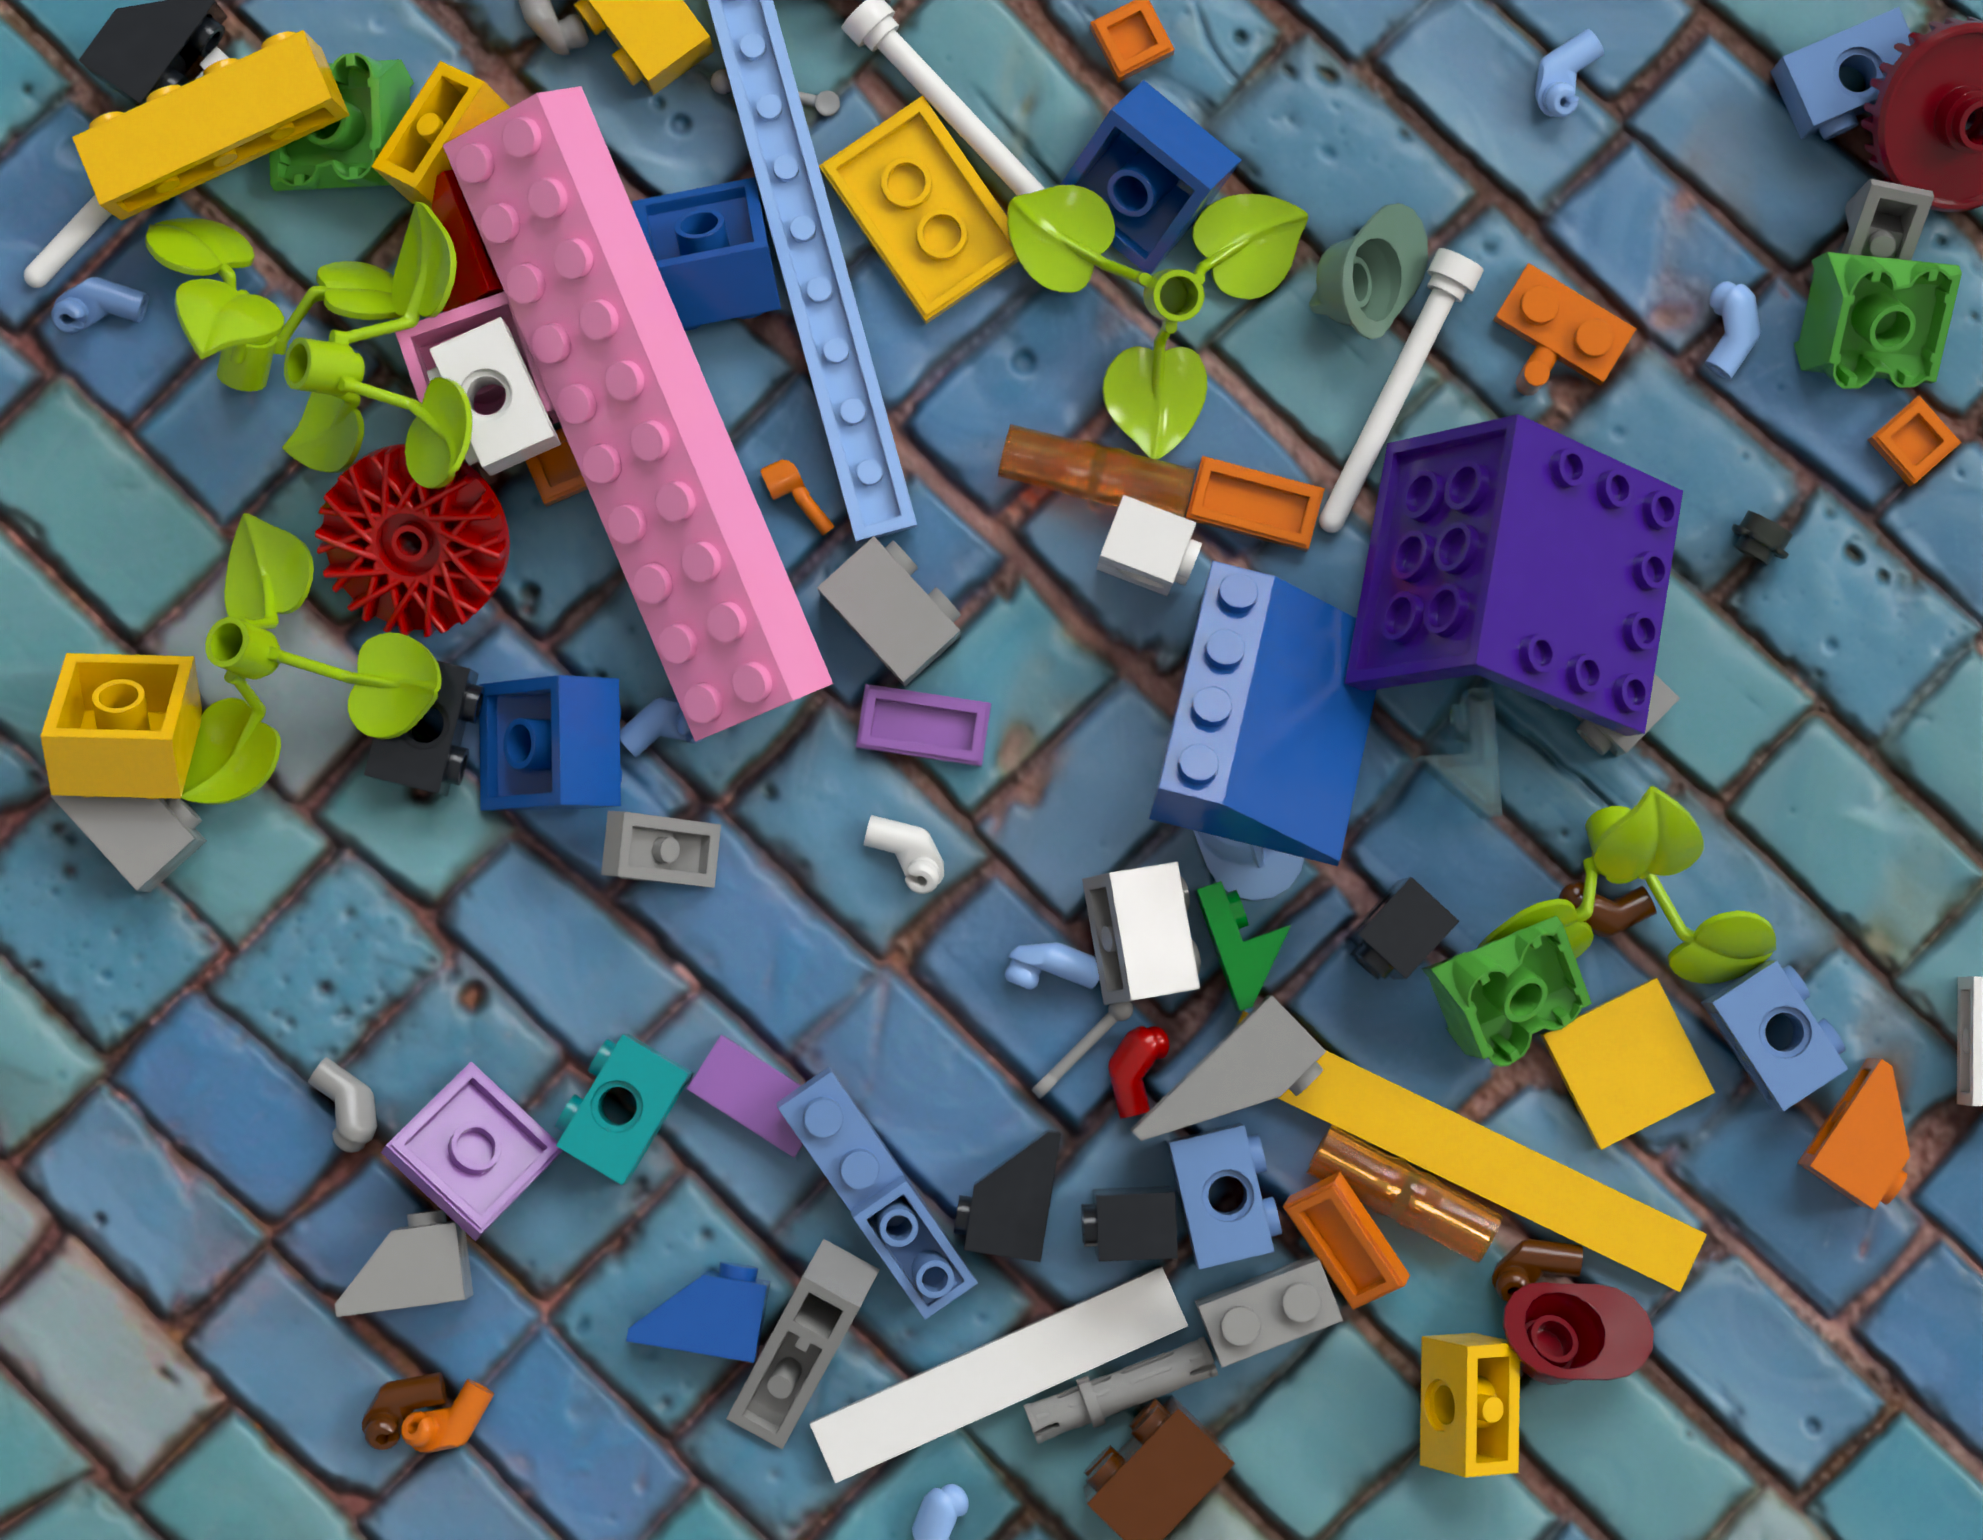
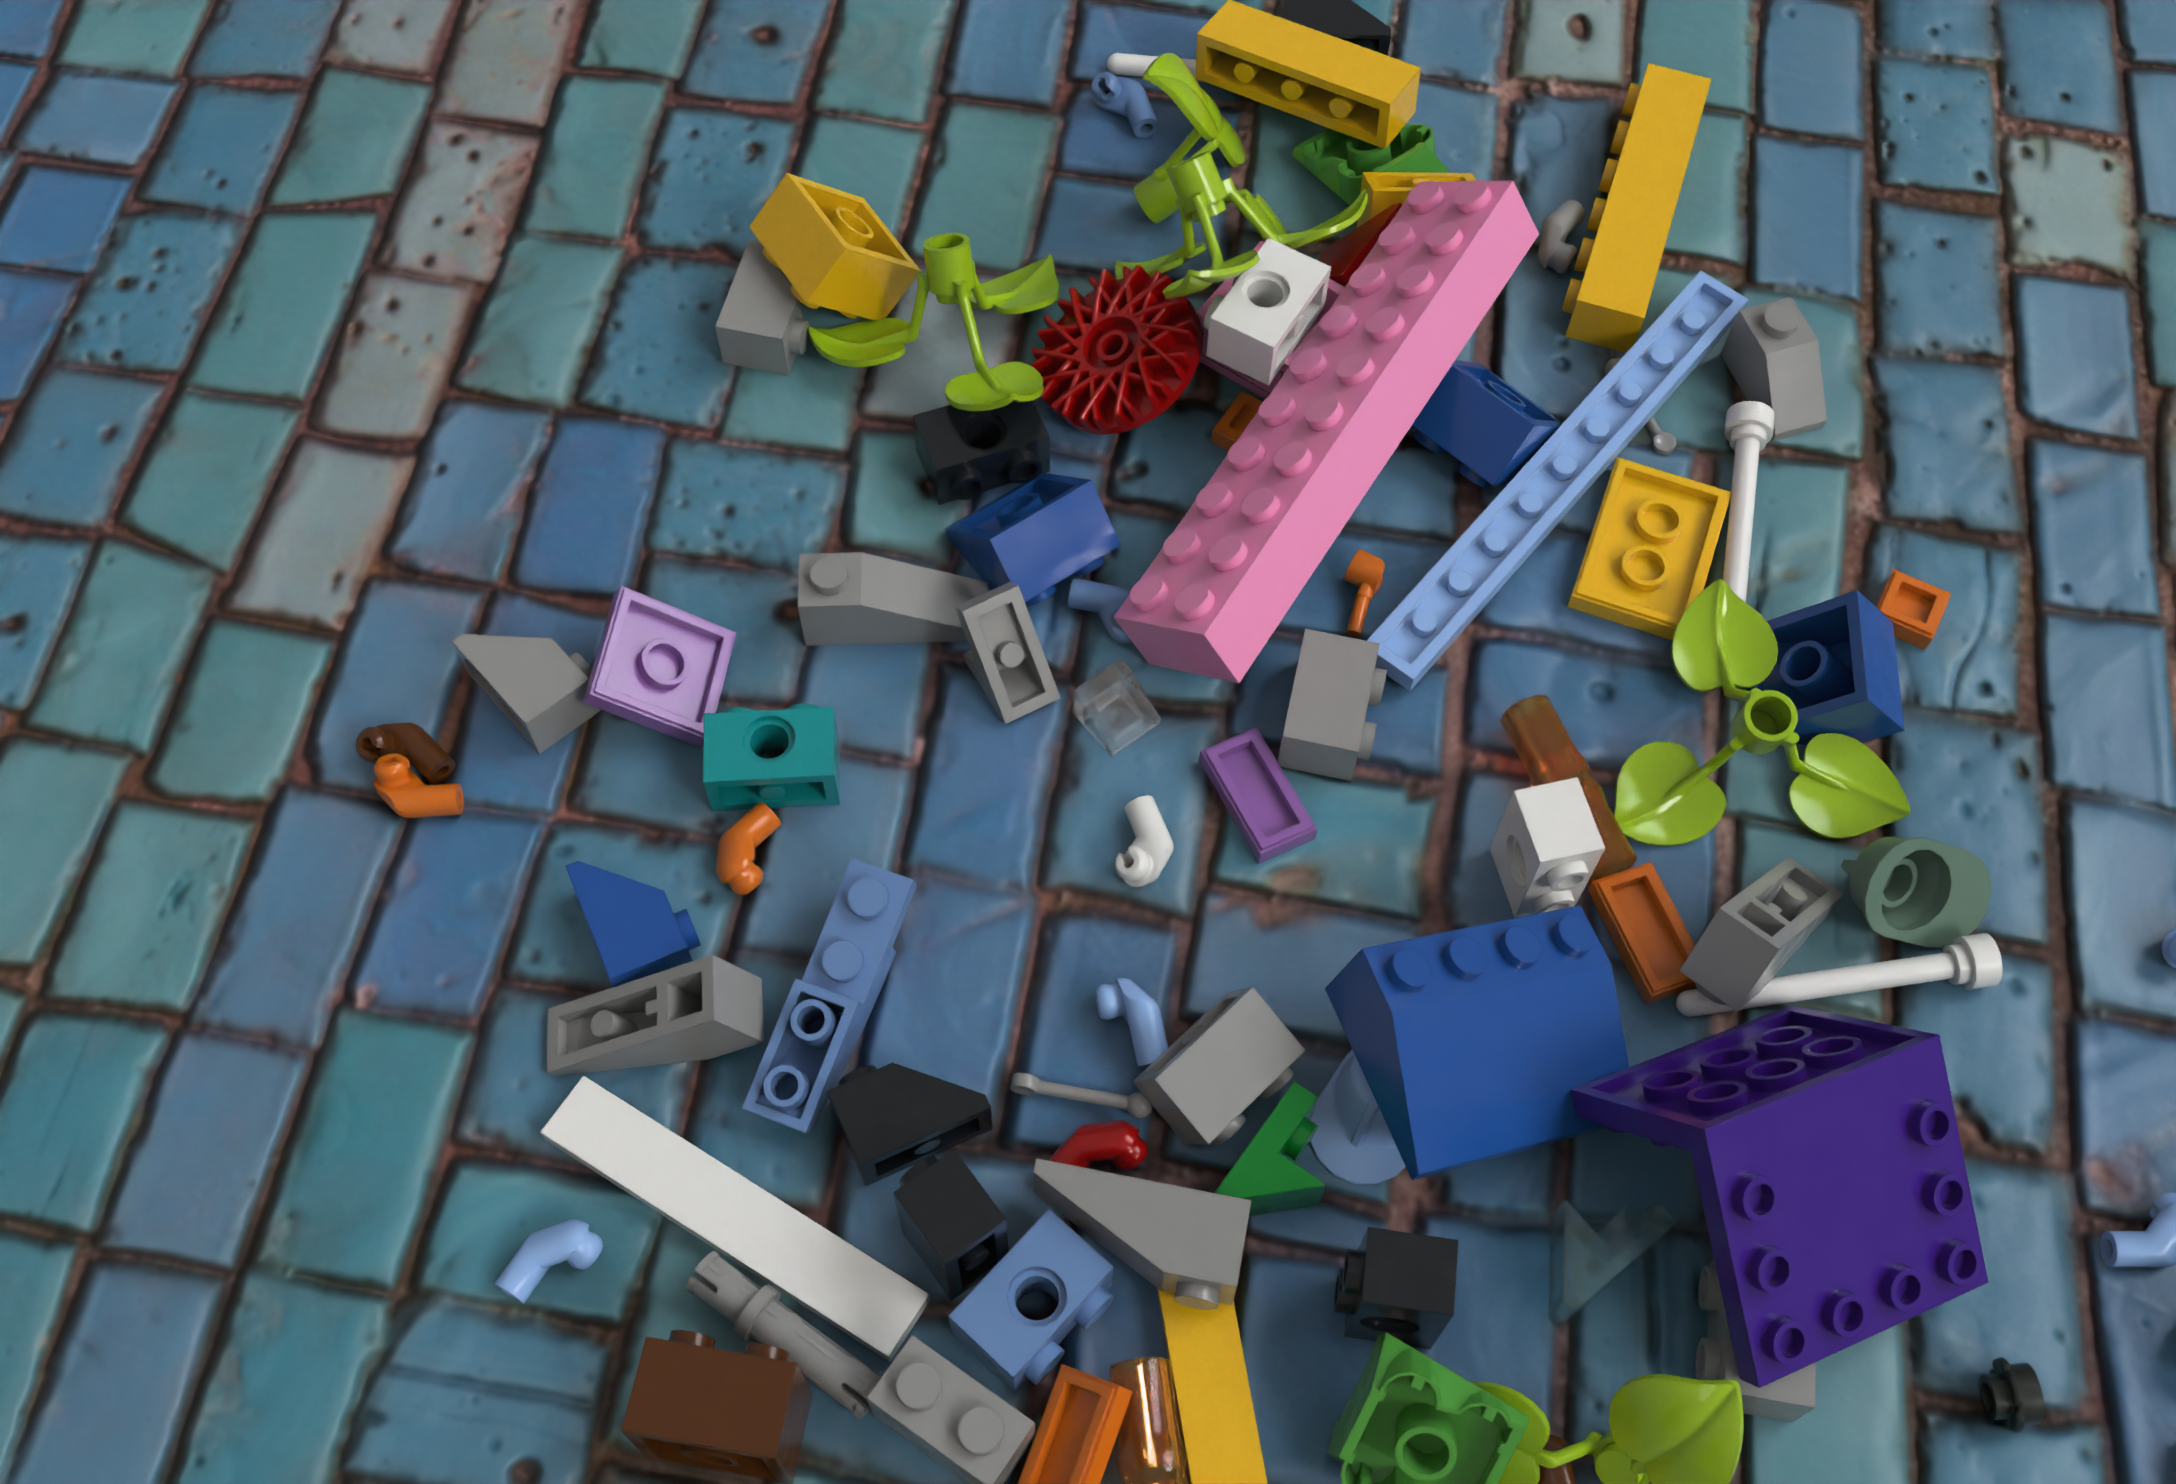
camera: 55 degrees right, 25 degrees down
(353, 1105) = (647, 570): light grey arm -> none
(534, 911) = (879, 600): none -> light grey slope
(688, 1187) = (738, 847): none -> orange arm
(747, 1092) = (849, 829): medium lavender tile -> none
(768, 788) = (1114, 707): none -> clear slope
(1323, 423) = (1759, 933): none -> light grey slope
(1562, 329) = (2018, 1086): orange plate -> none

